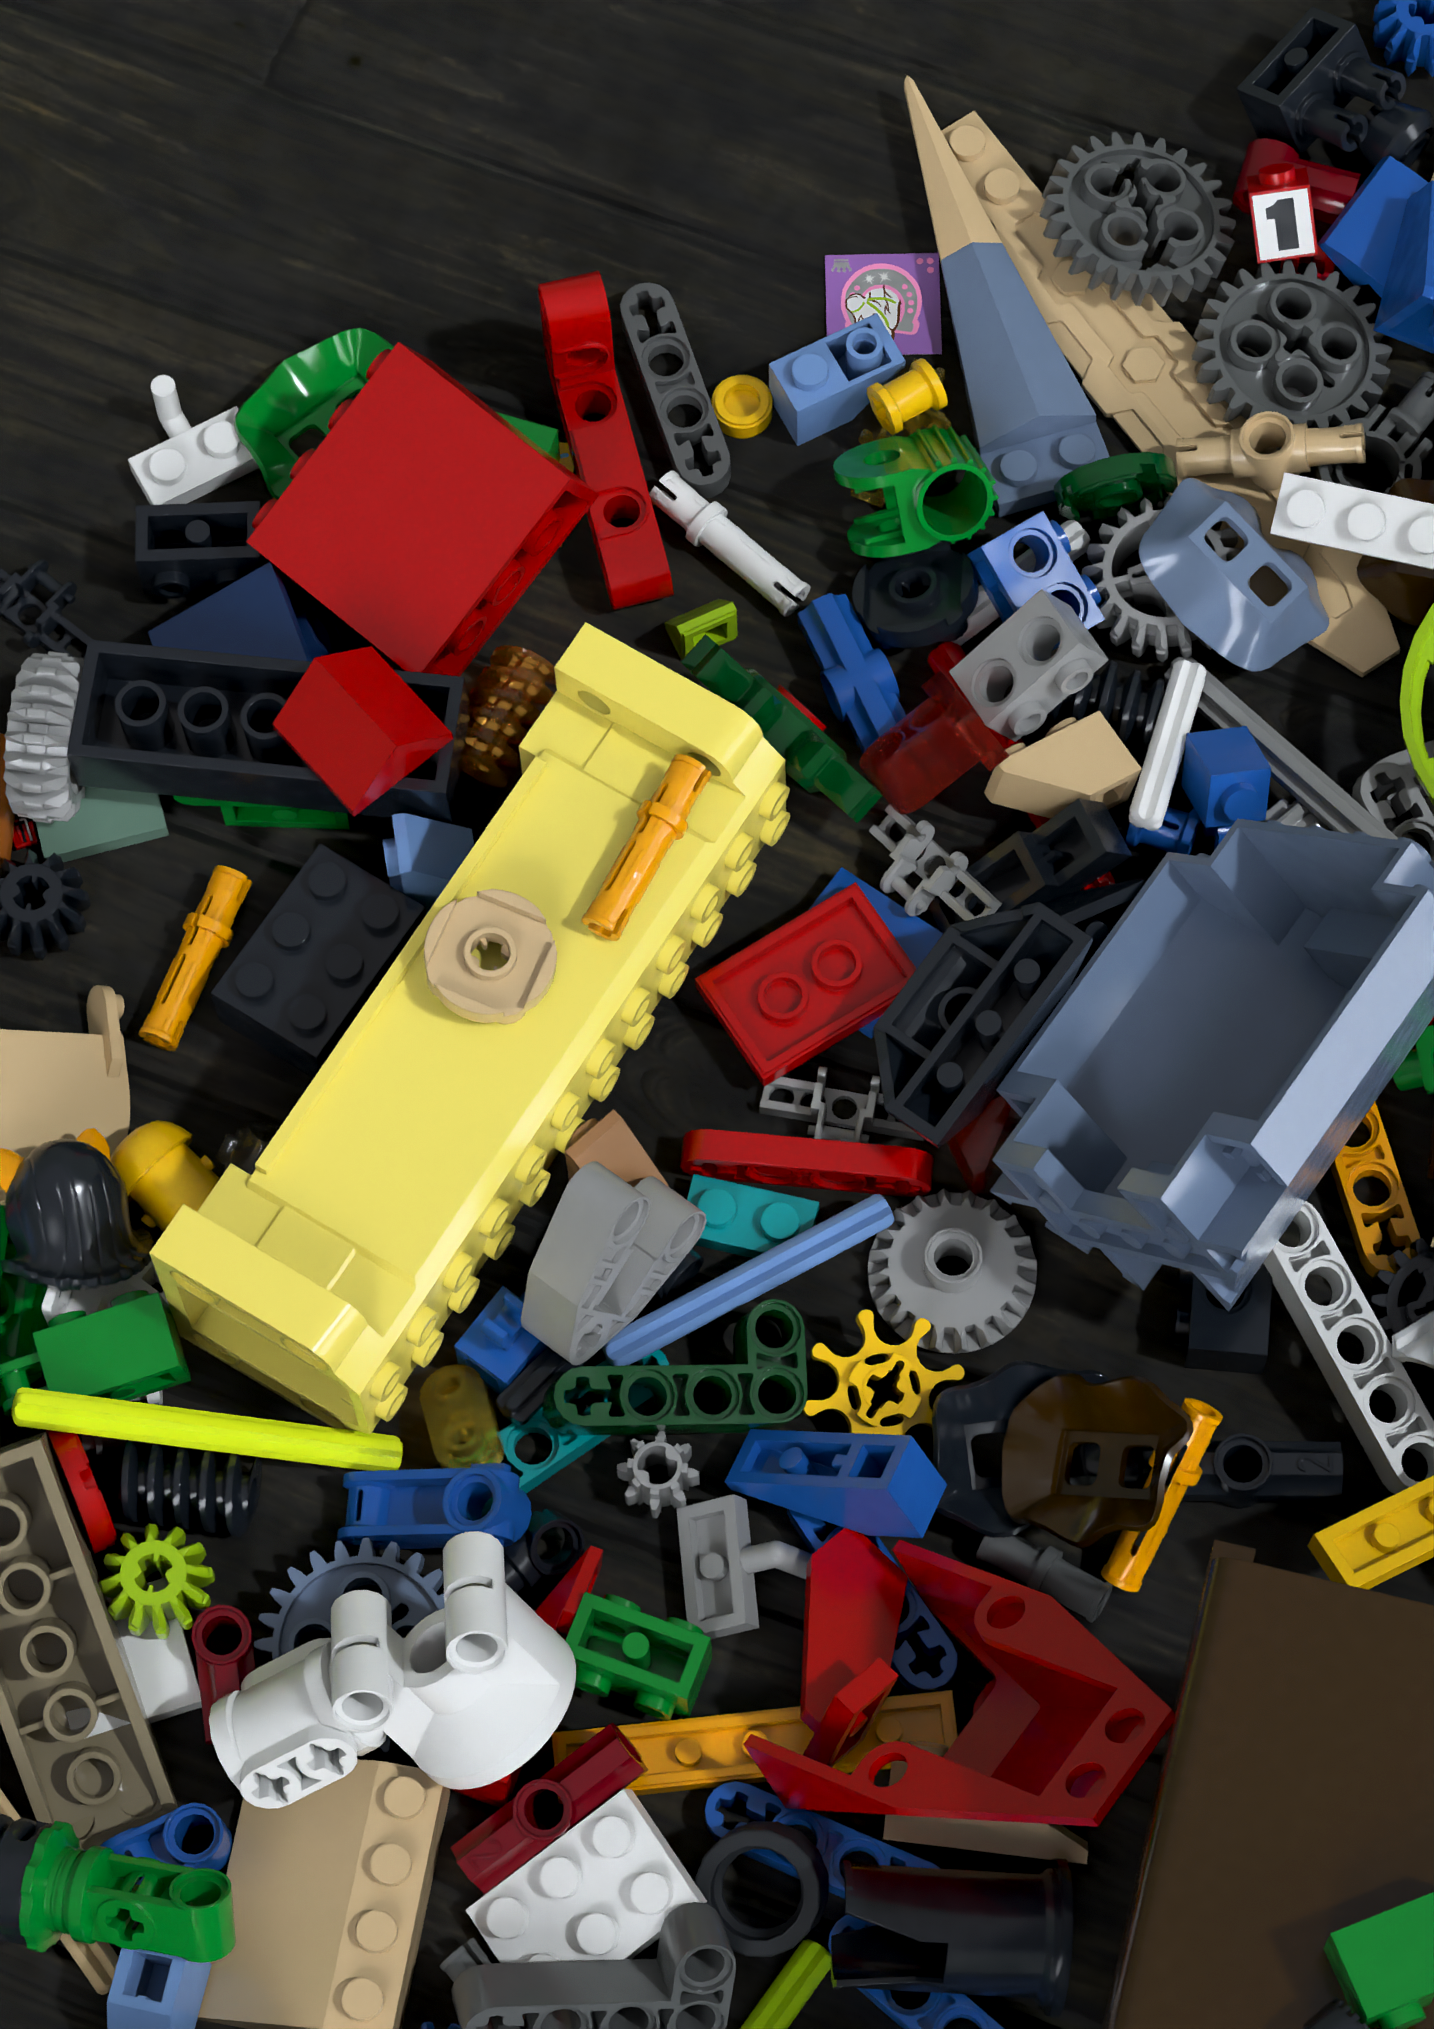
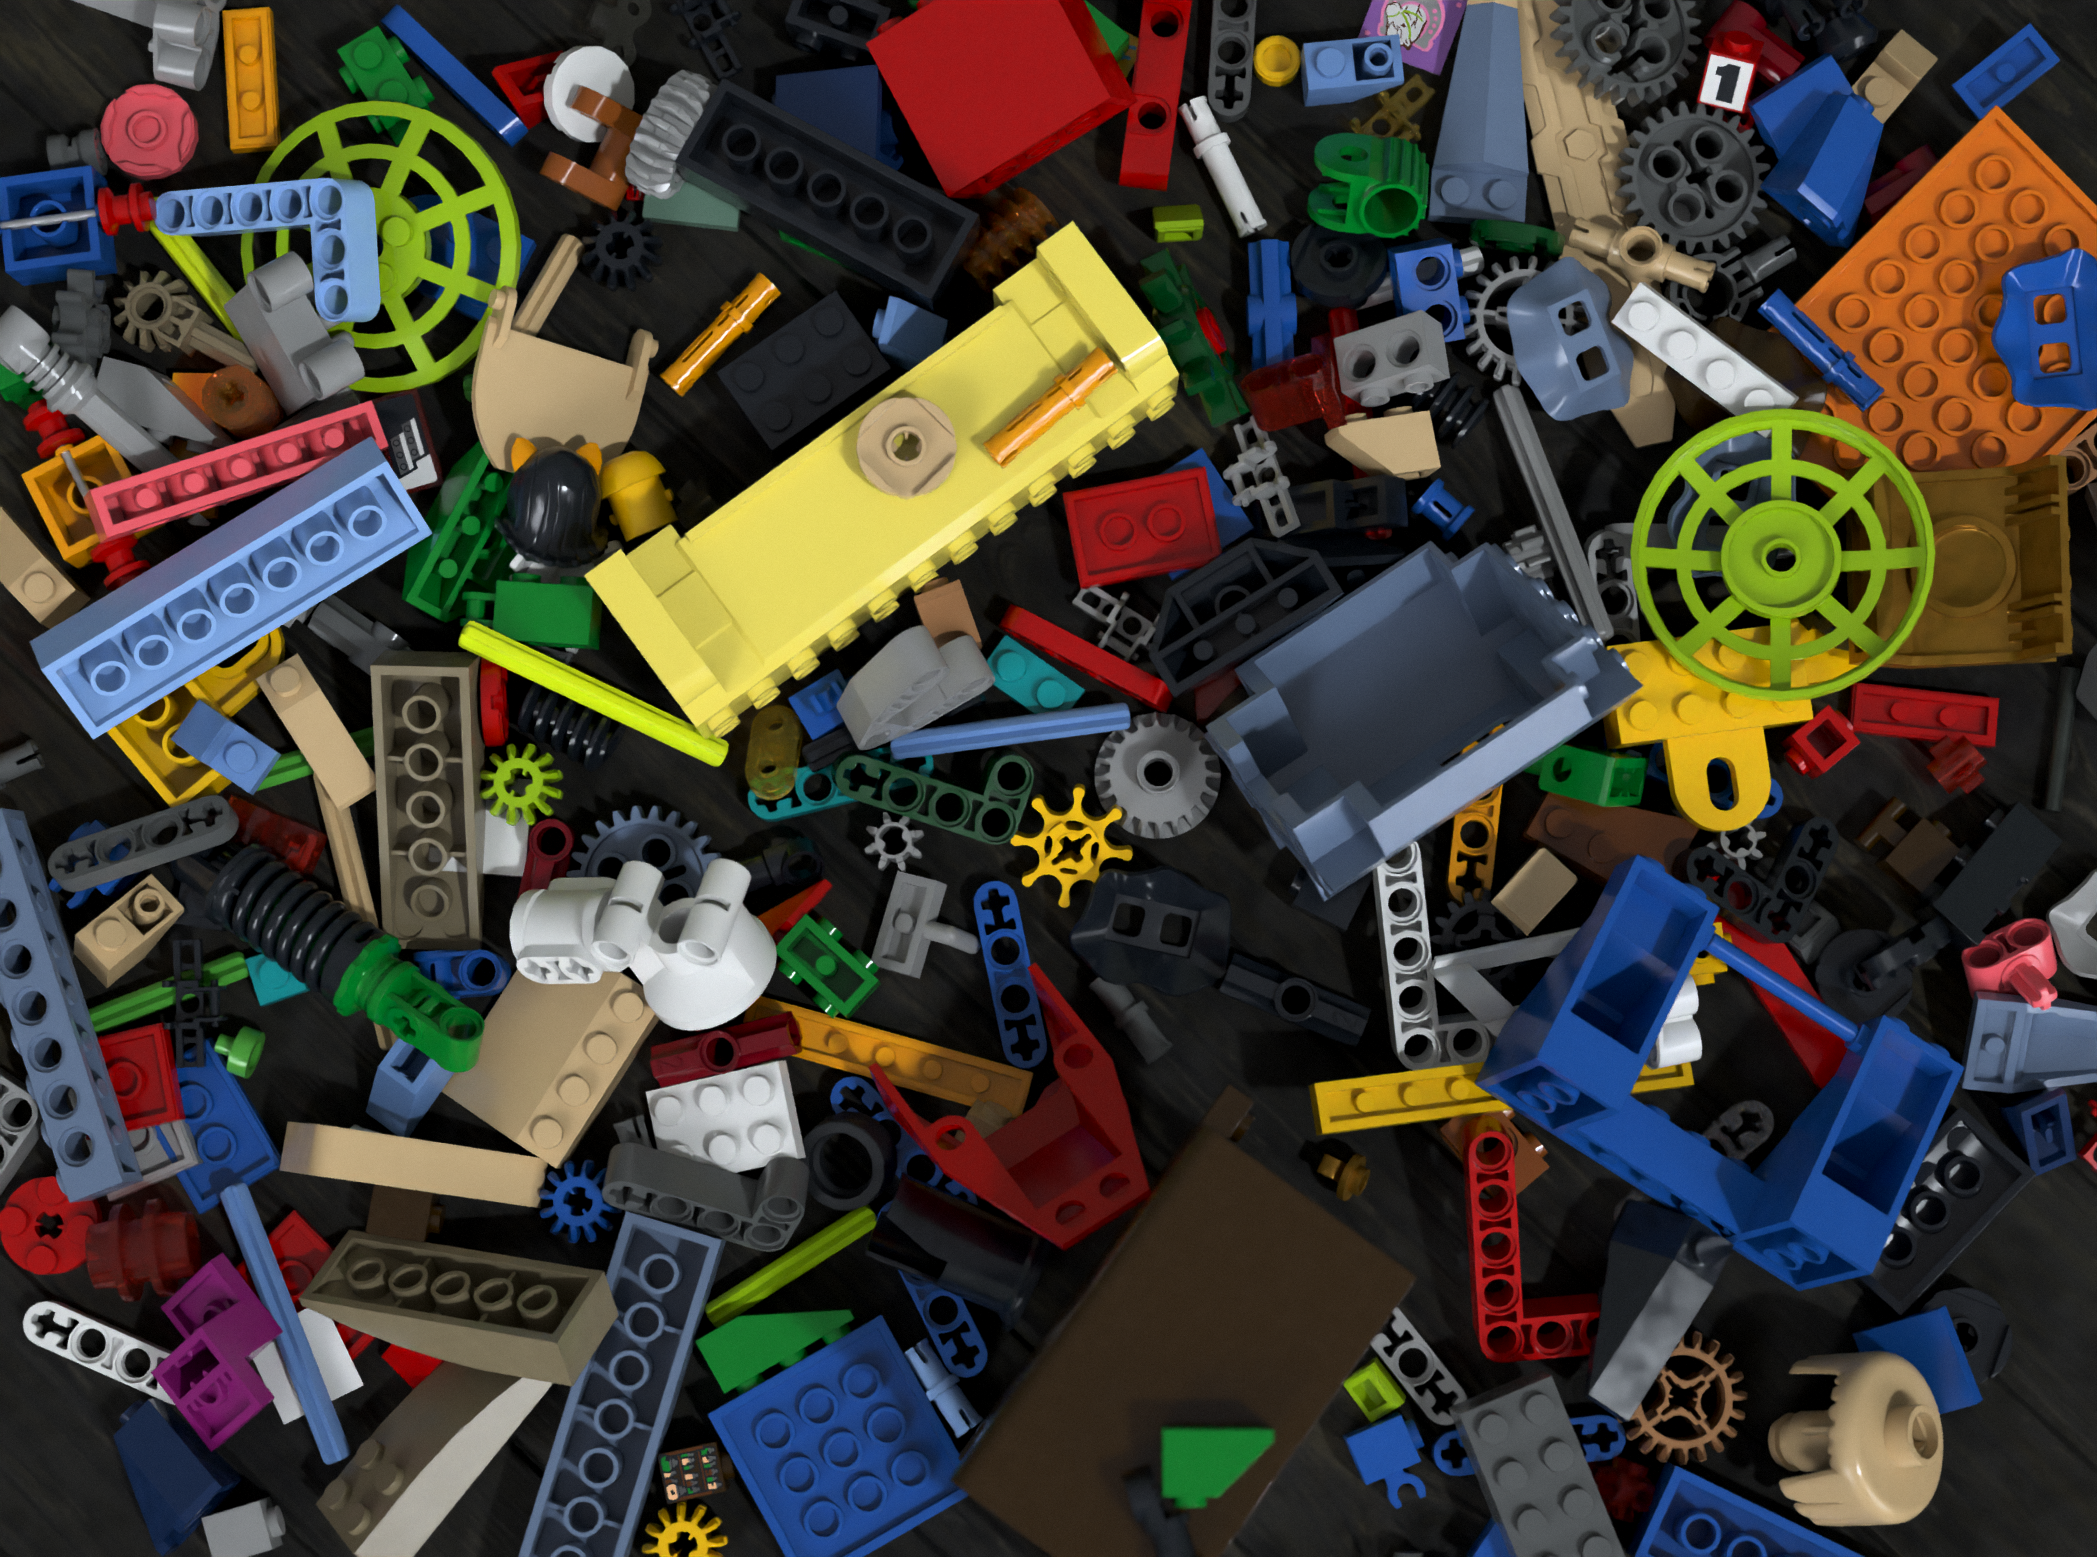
camera: 20 degrees right, 15 degrees up
(358, 726) = (889, 225): red slope -> none
(433, 1506) = (732, 810): blue piece -> none
(842, 1478) = (1013, 901): blue slope -> none
(848, 1642) = (973, 1015): red piece -> none
(907, 396) = (1394, 108): yellow bush -> none
(1077, 1412) = (1157, 940): dark brown piece -> none
(1128, 1560) = (1265, 969): light orange pin -> none
(1167, 745) = (1468, 453): white axle -> none
(1225, 778) = (1498, 497): blue brick -> none

